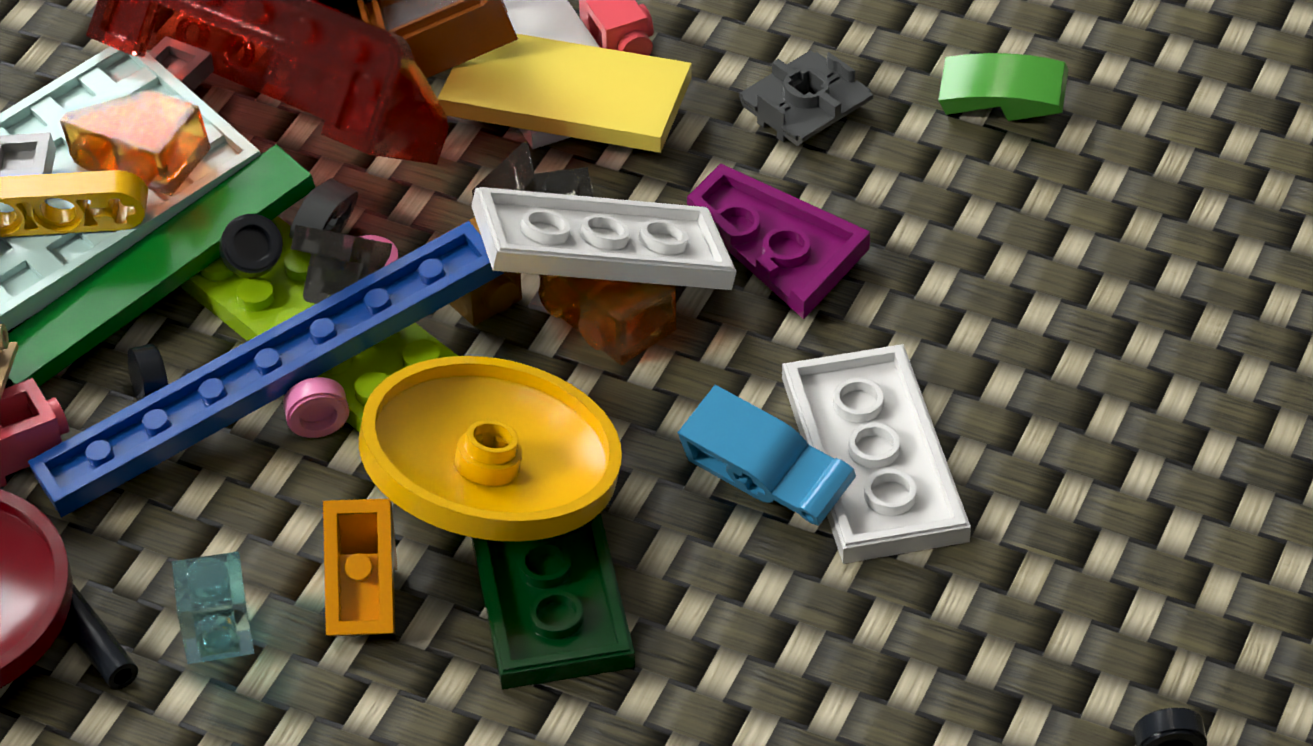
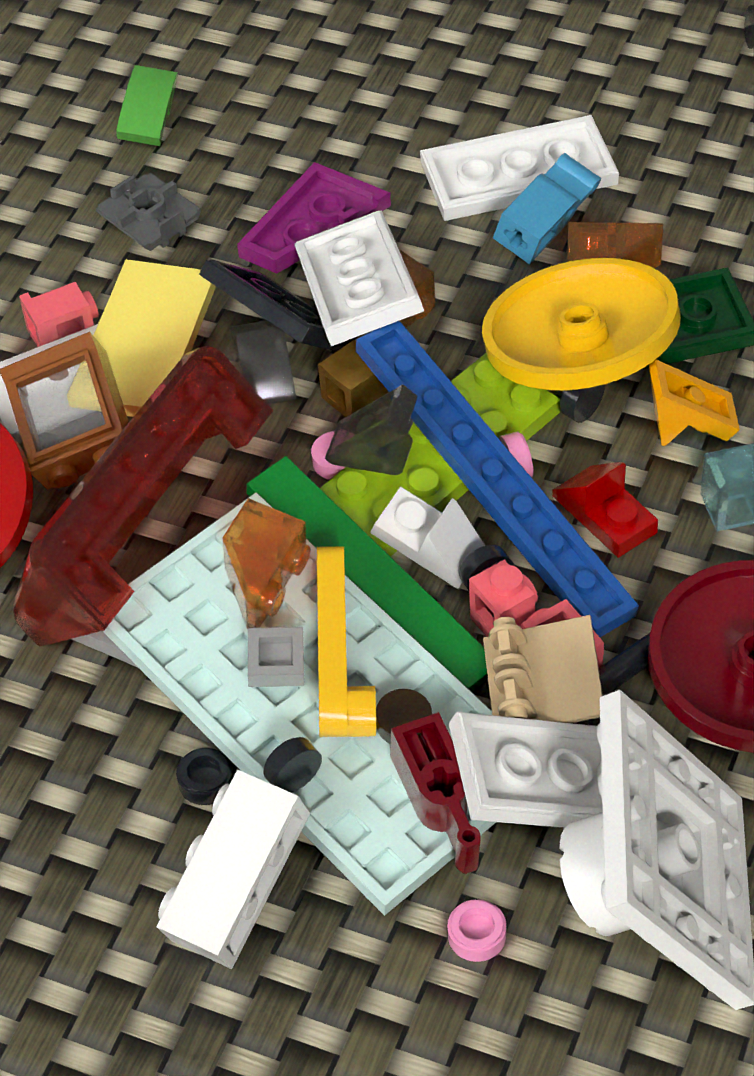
camera: 90 degrees left, 5 degrees up
(84, 379) = (501, 593): none -> coral brick
(205, 321) = (428, 536): none -> white slope
(241, 494) = (605, 507): none -> red slope
(250, 245) = (357, 498): black tile -> none
(326, 207) = (306, 452): dark grey beam -> none
(599, 158) = (270, 302): none -> black tile
(658, 516) = (616, 240): none -> clear orange slope

